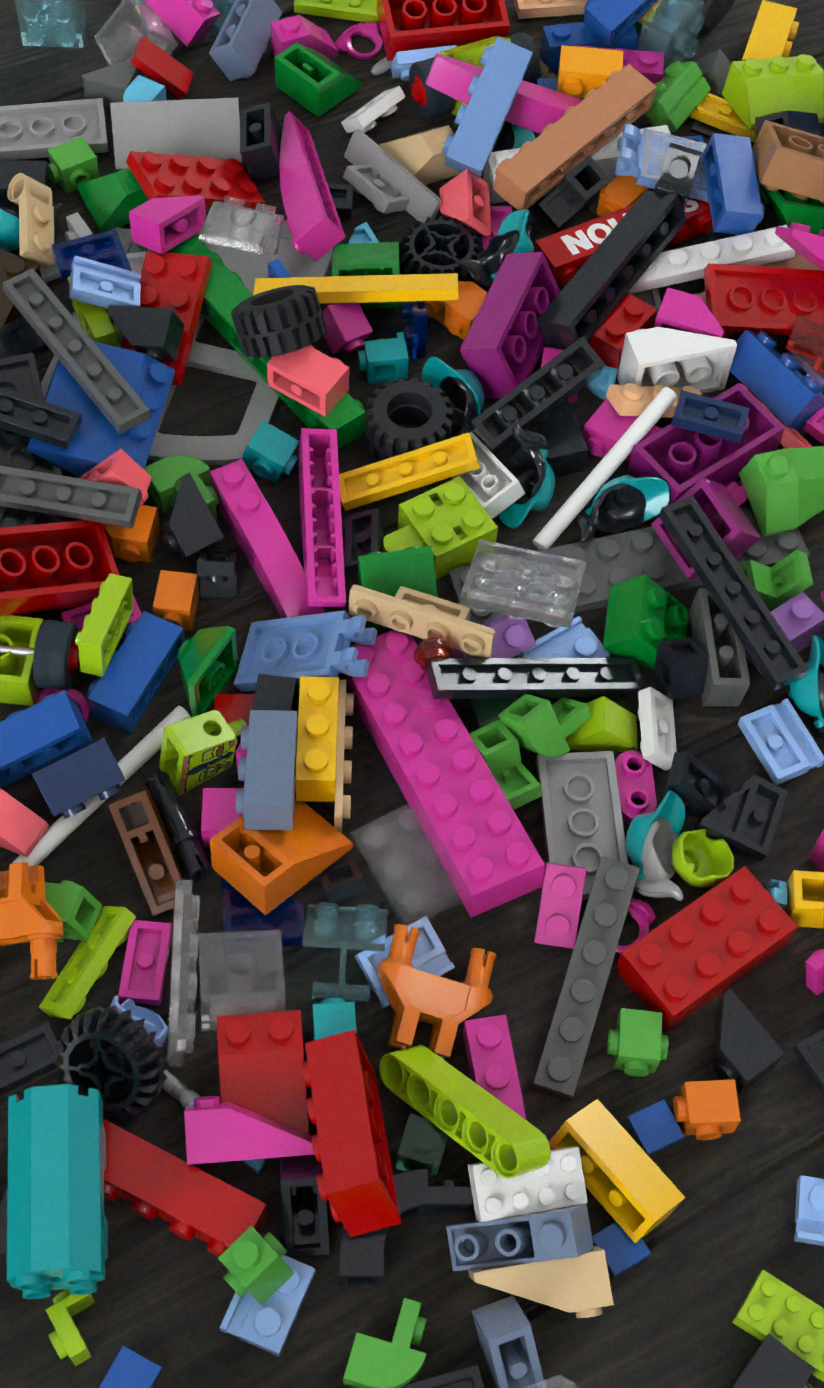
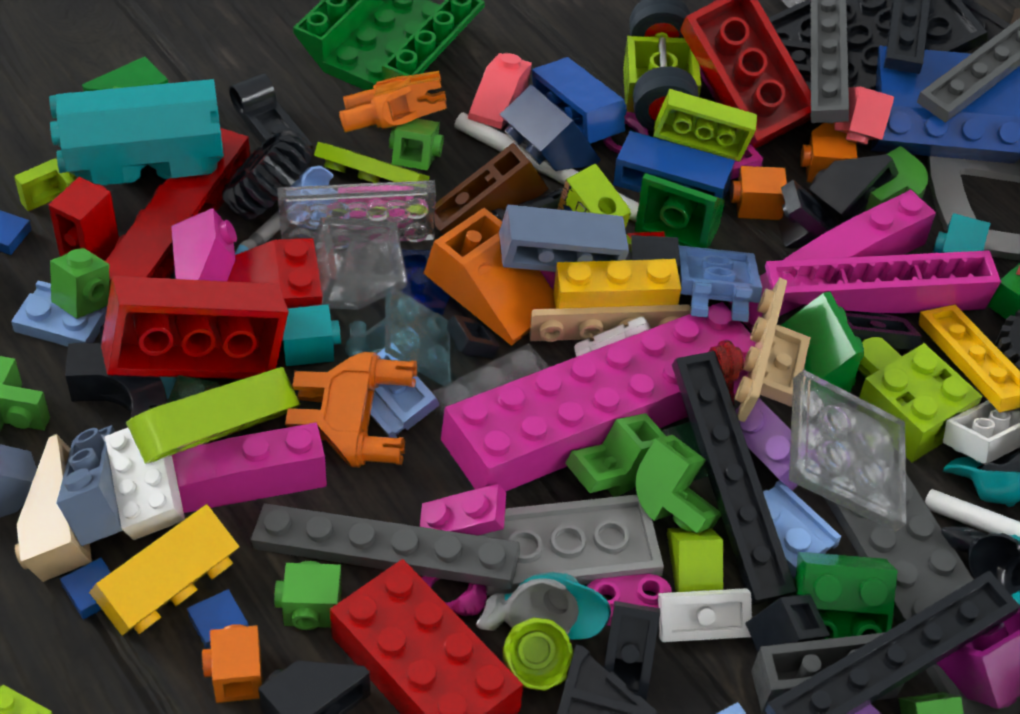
camera: 85 degrees right, 10 degrees down
(161, 1265) = (84, 219): none -> red brick
(362, 755) = (612, 335): none -> white axle

